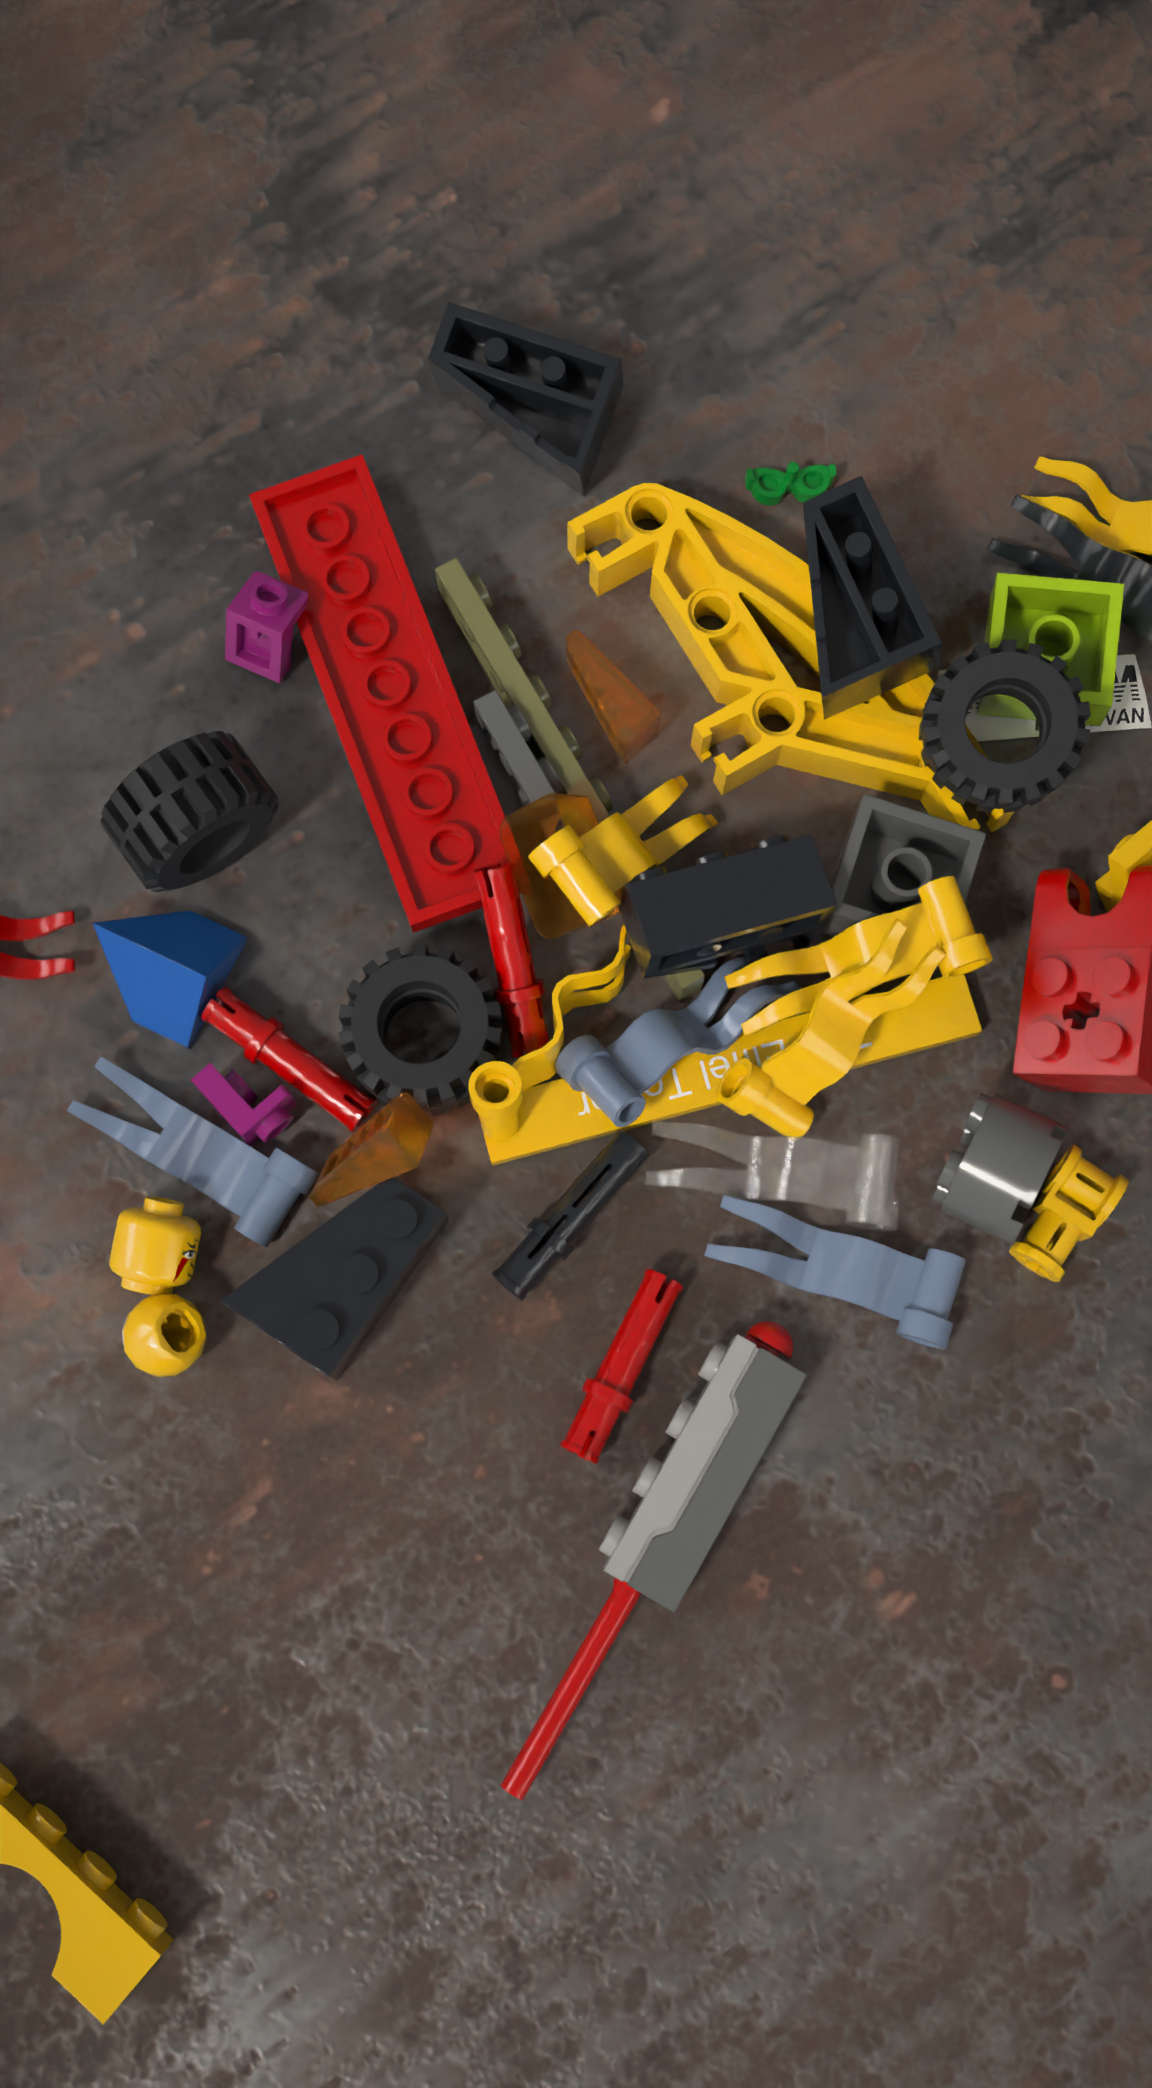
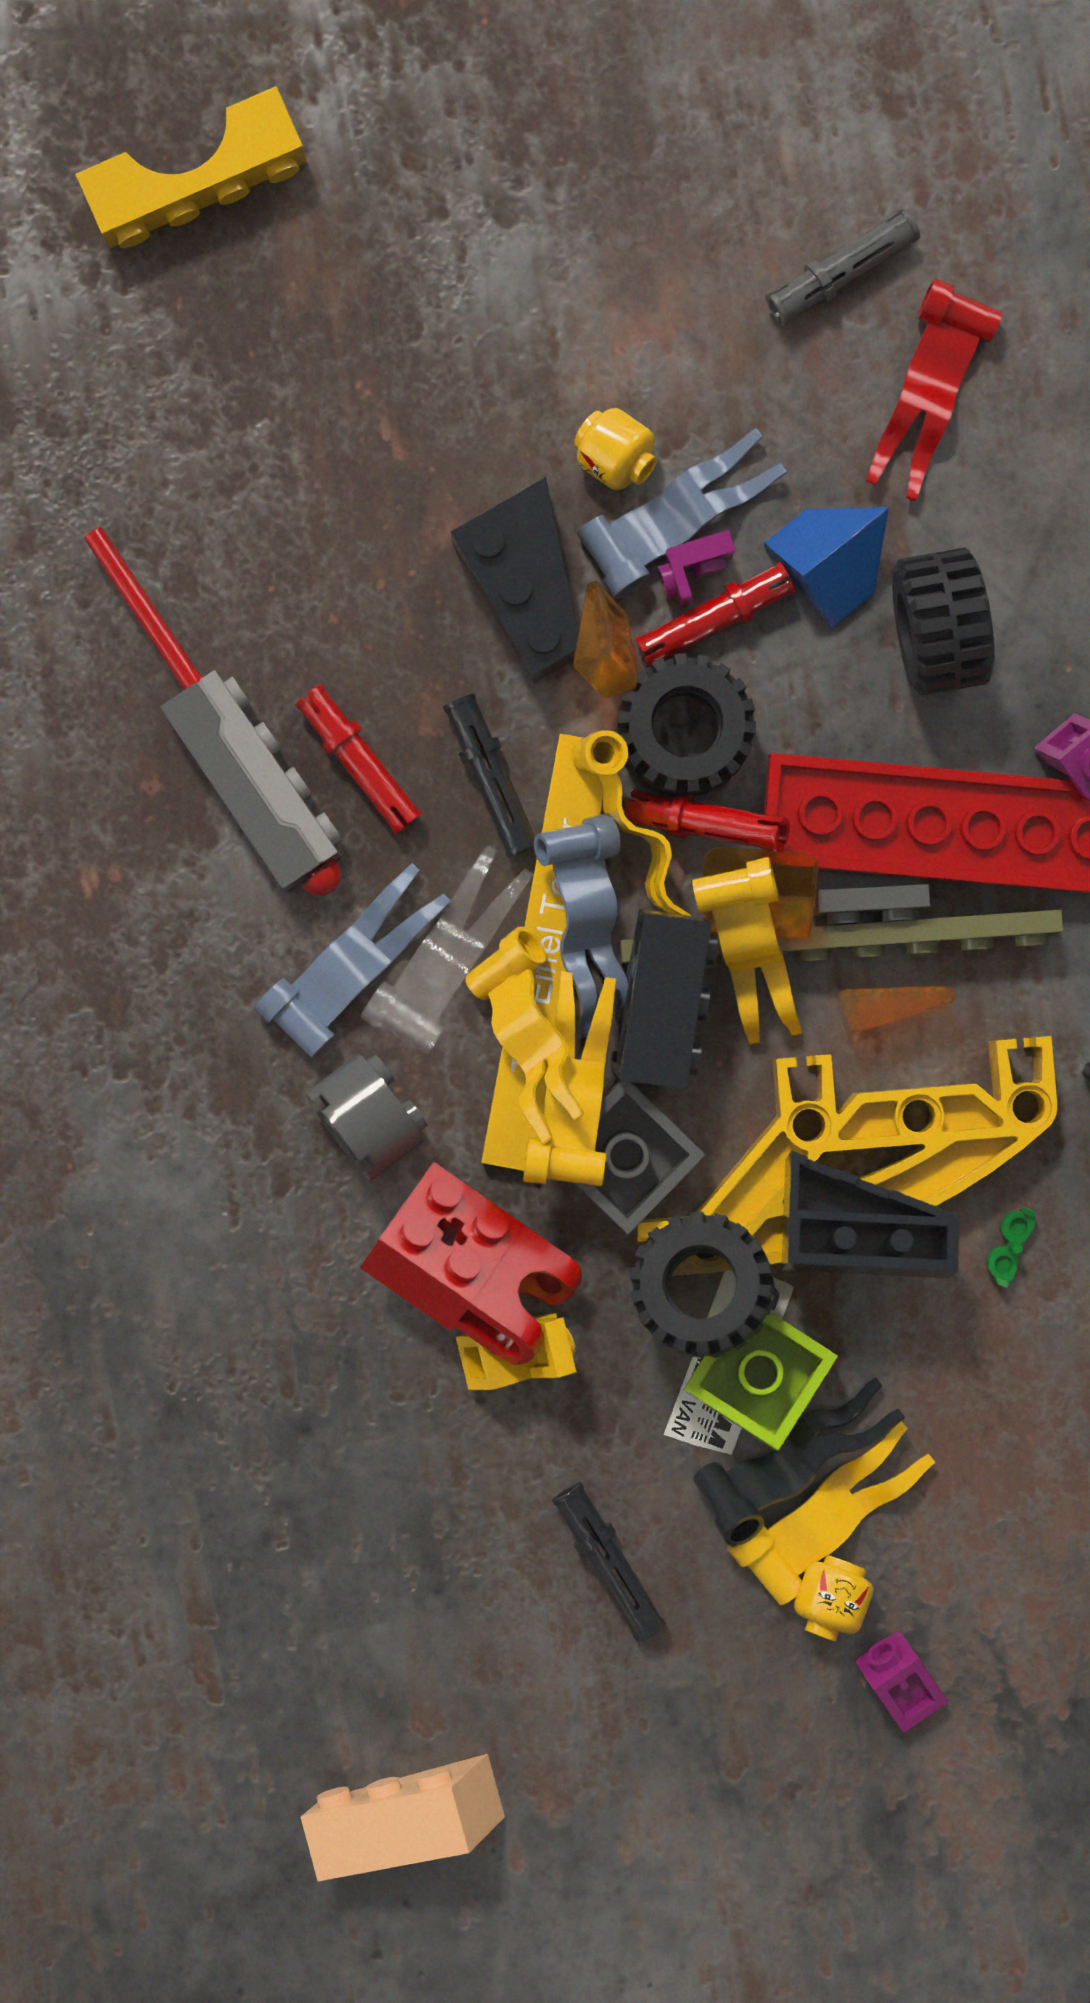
camera: 115 degrees right, 10 degrees up
(164, 1335) = (544, 426): yellow piece -> none
(1073, 1205) = (311, 1158): yellow connector -> none

